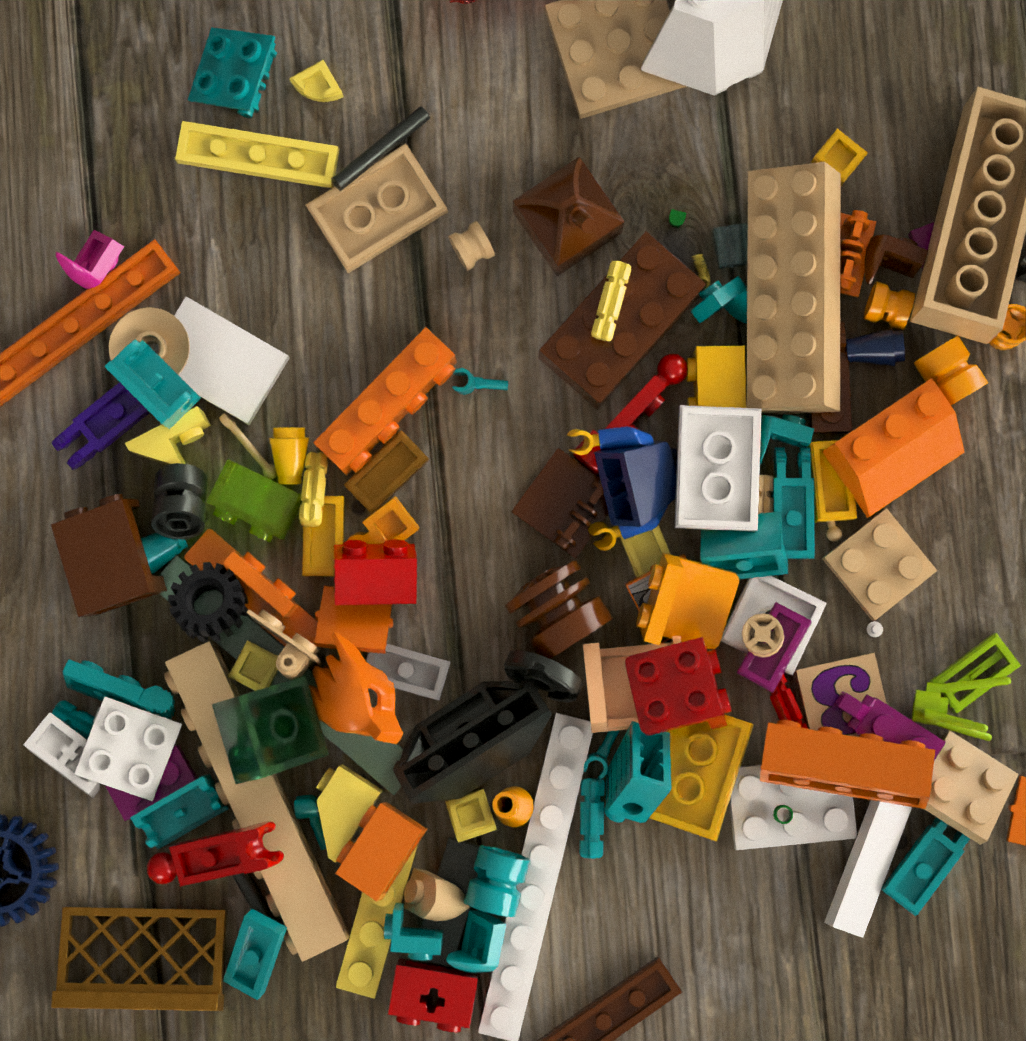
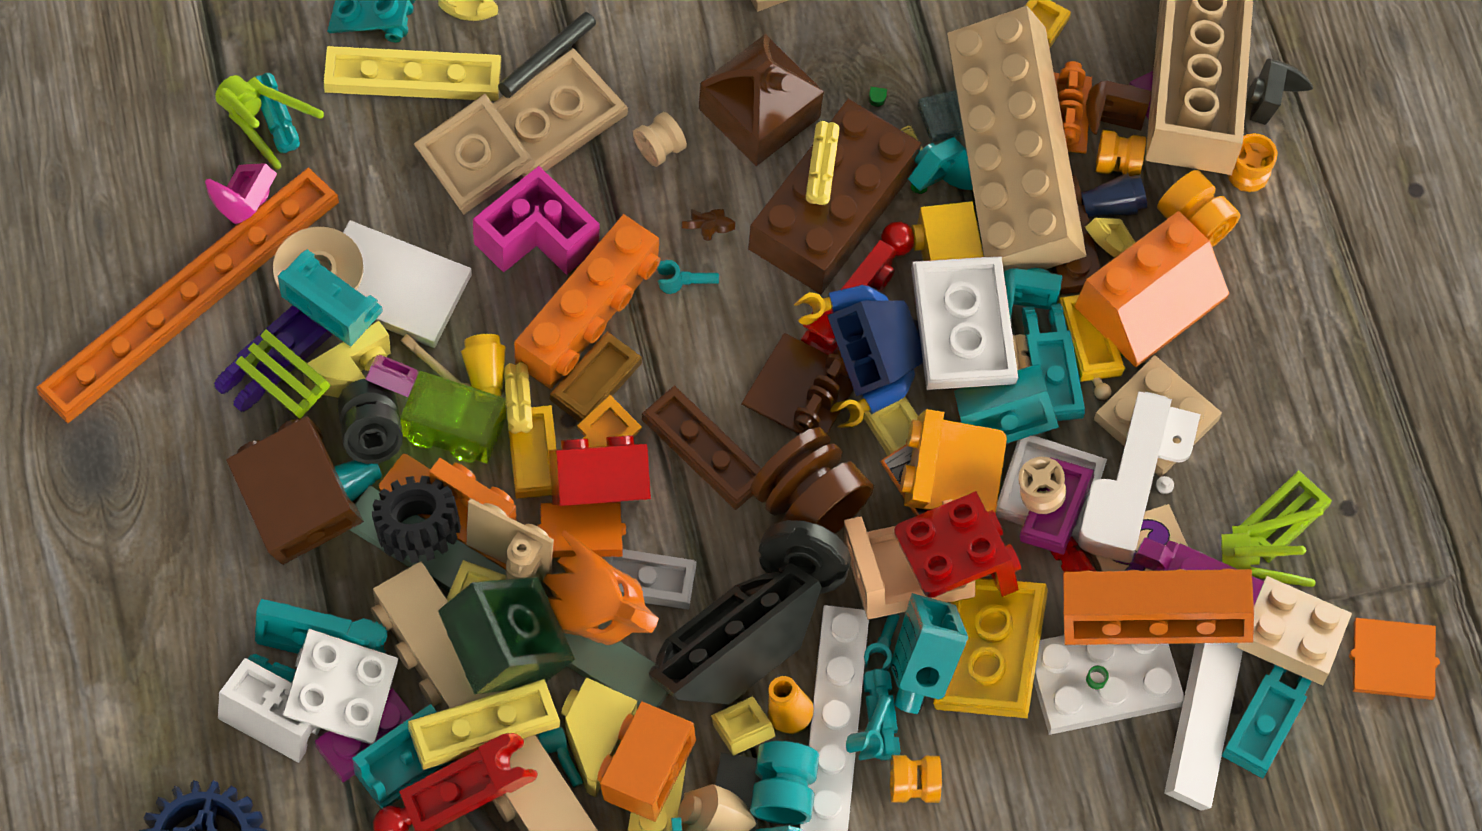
camera: 15 degrees left, 20 degrees down
(87, 427) = (259, 353): none -> lime tile
(100, 171) = (243, 103): none -> lime plant
(131, 180) = (278, 118): none -> teal axle
(202, 462) = (392, 375): none -> magenta tile
(244, 802) = (464, 728): none -> light yellow tile
(303, 242) = (474, 154): none -> tan tile
(346, 313) = (536, 215): none -> dark pink brick
(473, 548) = (702, 446): none -> reddish brown tile
(505, 332) = (709, 223): none -> reddish brown plant
(575, 848) = (870, 741): none -> teal hand
(602, 882) = (904, 779): none -> light orange wheel
(827, 661) = (1119, 505): none -> white piece
(869, 388) = (1110, 235): none -> light yellow tile

